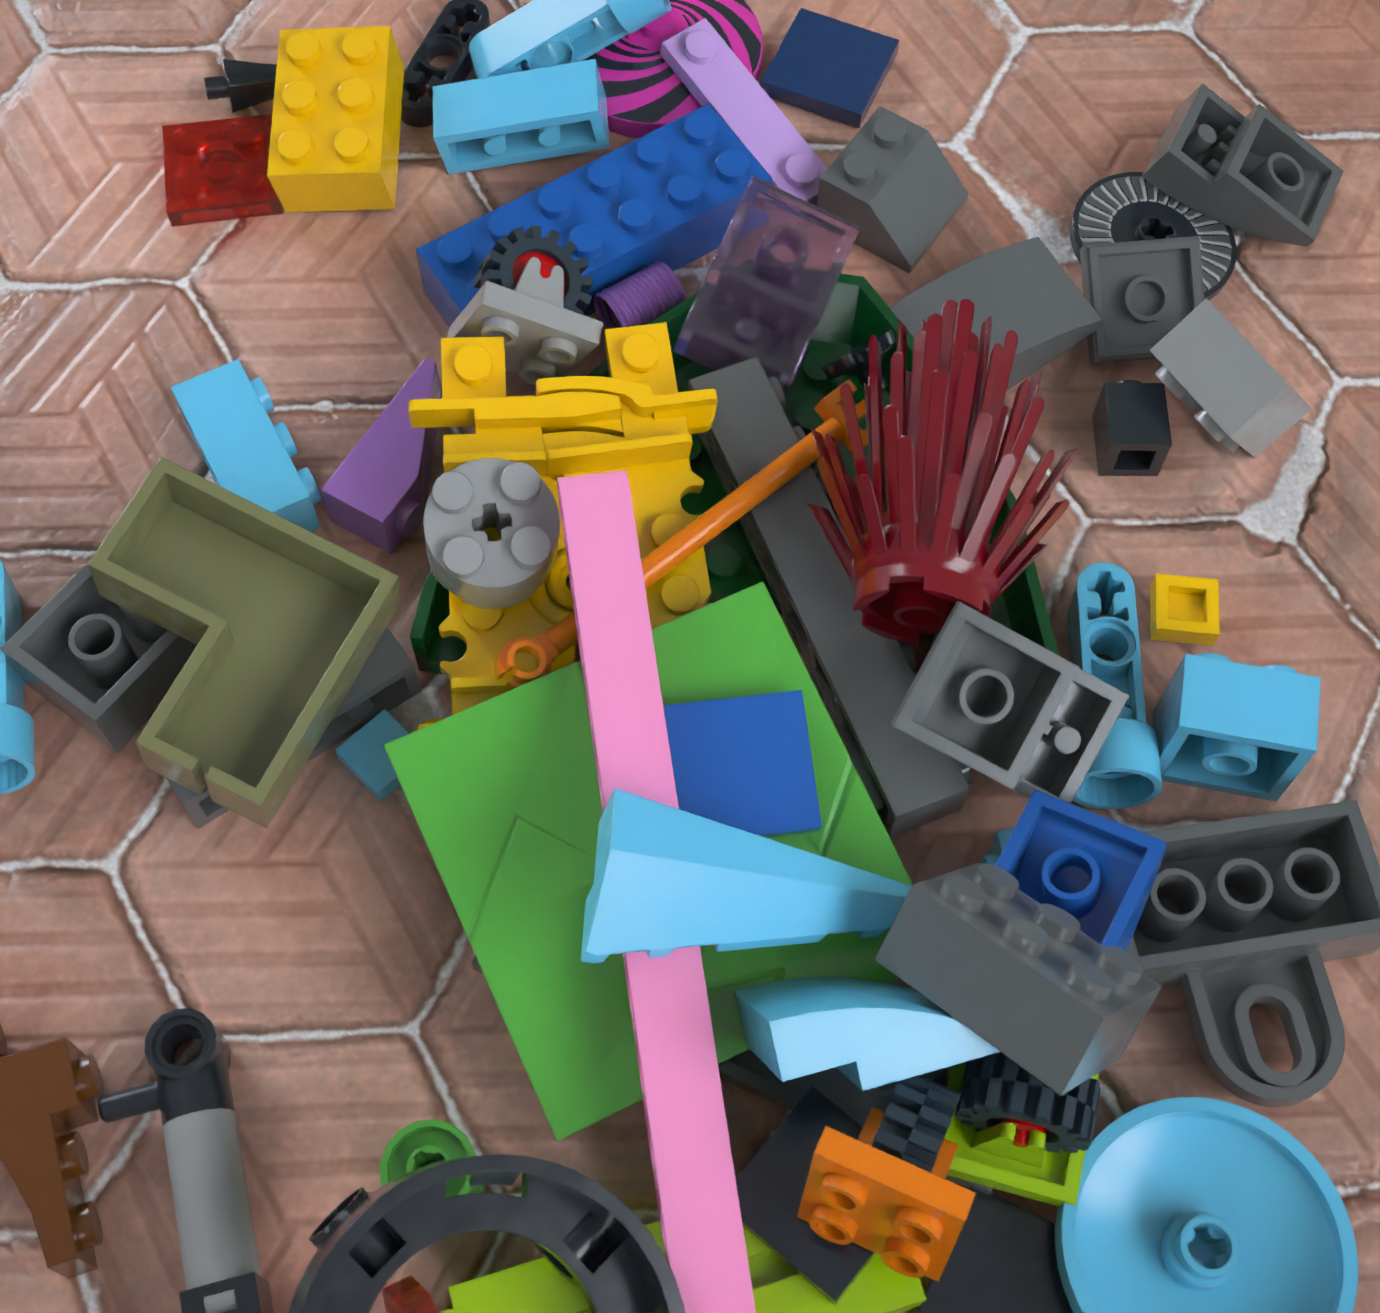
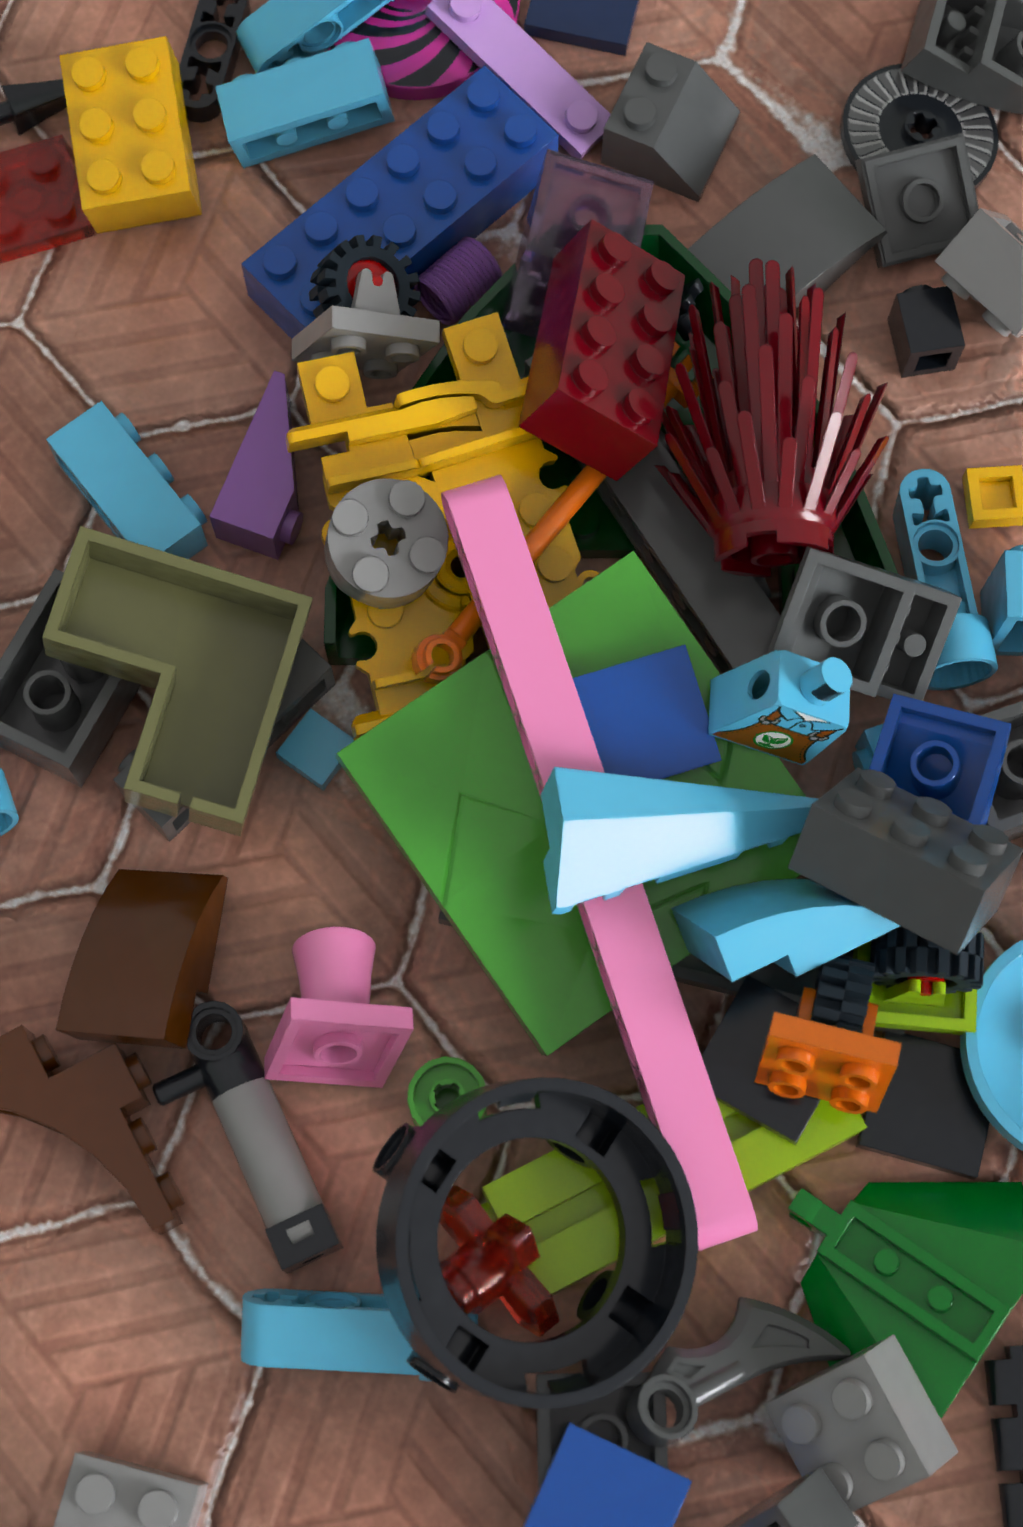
camera: 10 degrees left, 10 degrees up
(126, 950) = (144, 959): none -> reddish brown slope
(319, 1065) = (333, 1028): none -> bright pink plant
(769, 374) = (603, 351): none -> dark red brick
(902, 774) = (782, 705): none -> medium azure torso

